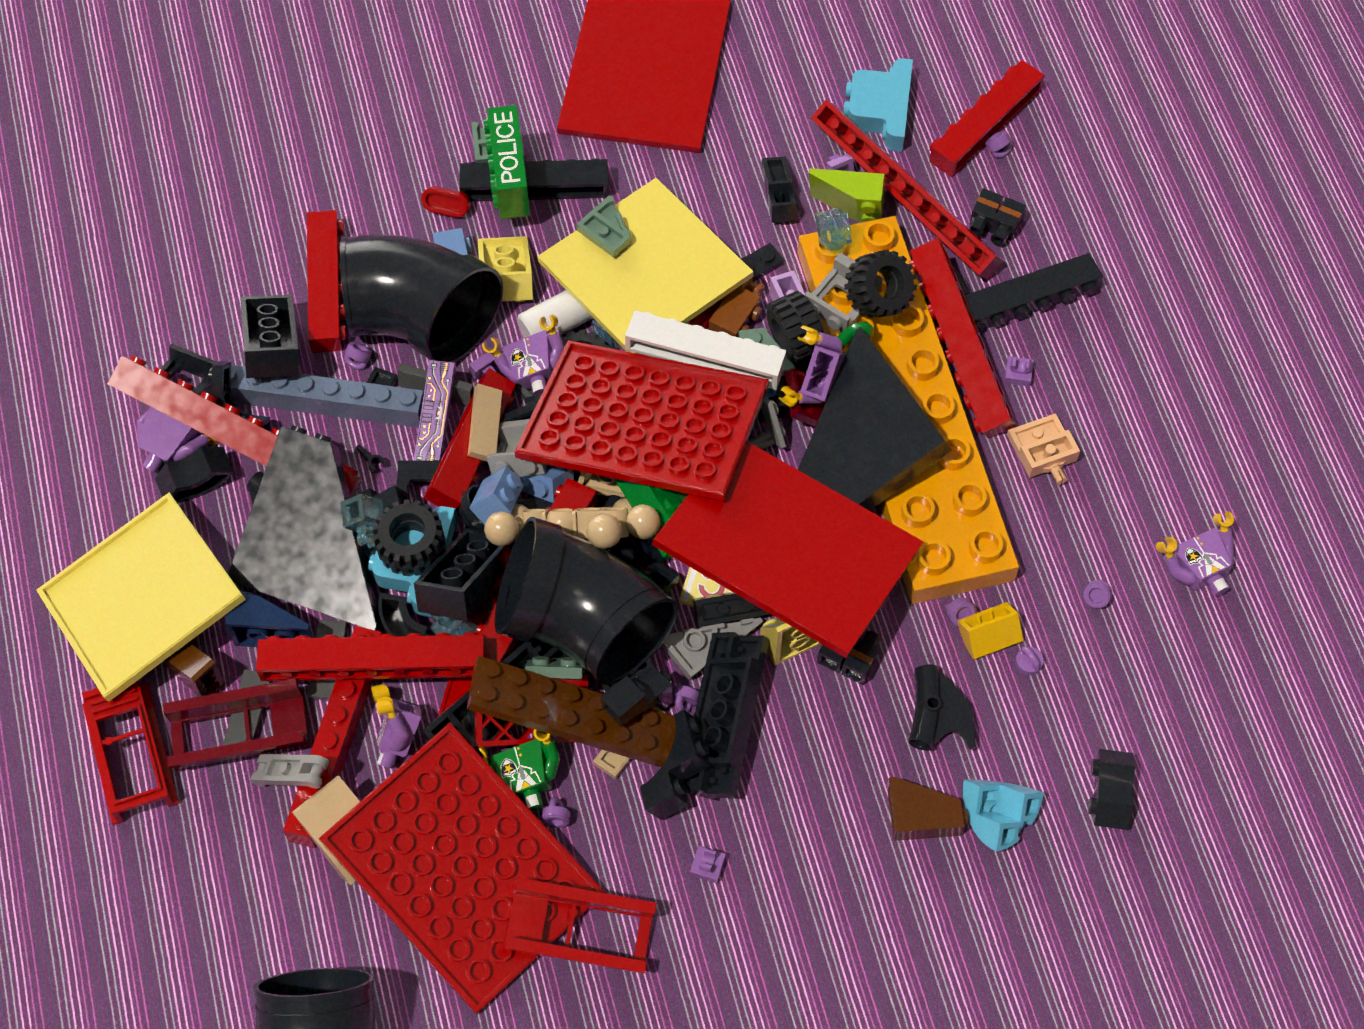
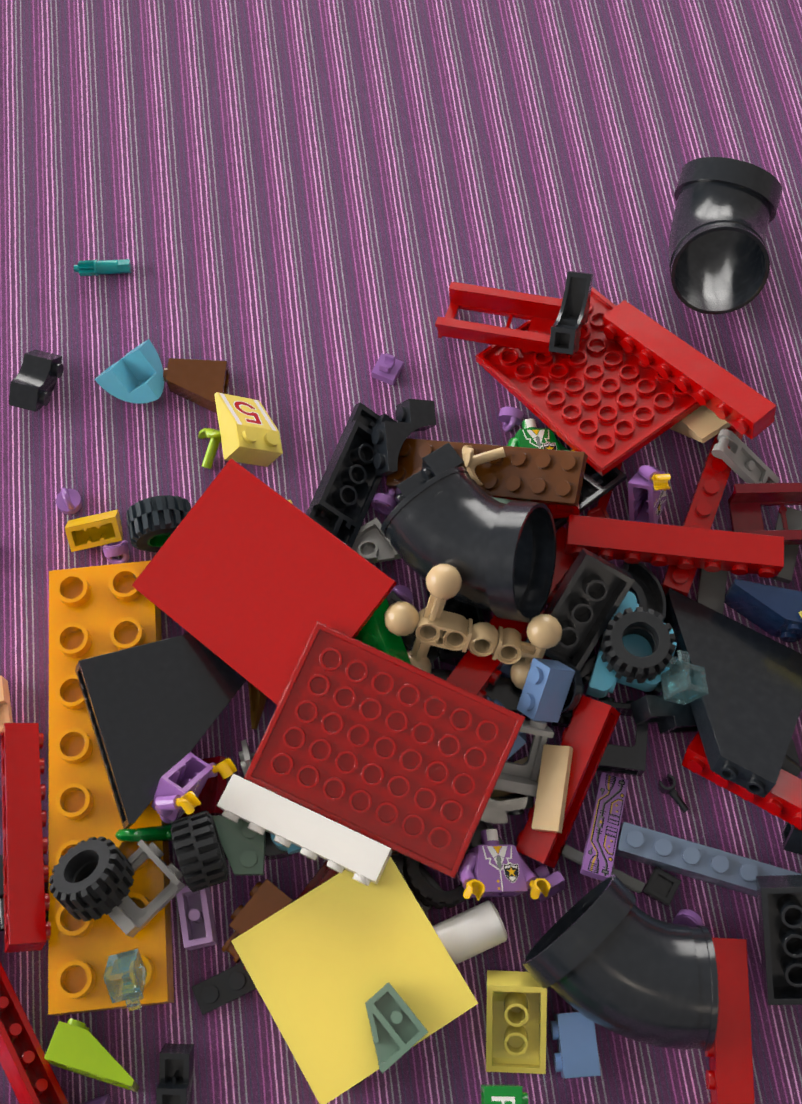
camera: 170 degrees left, 5 degrees up
(357, 853) = (689, 370): none -> red brick
(493, 925) = (572, 314): none -> black arch
(593, 702) = (472, 461): none -> tan plant
(853, 753) = (247, 431): none -> light yellow slope
(887, 742) = (213, 445): none -> lime plant
(917, 628) = (154, 520): none -> black wheel
(939, 710) = (162, 463): black pin -> none
(1087, 956) = (103, 267): none -> teal piece

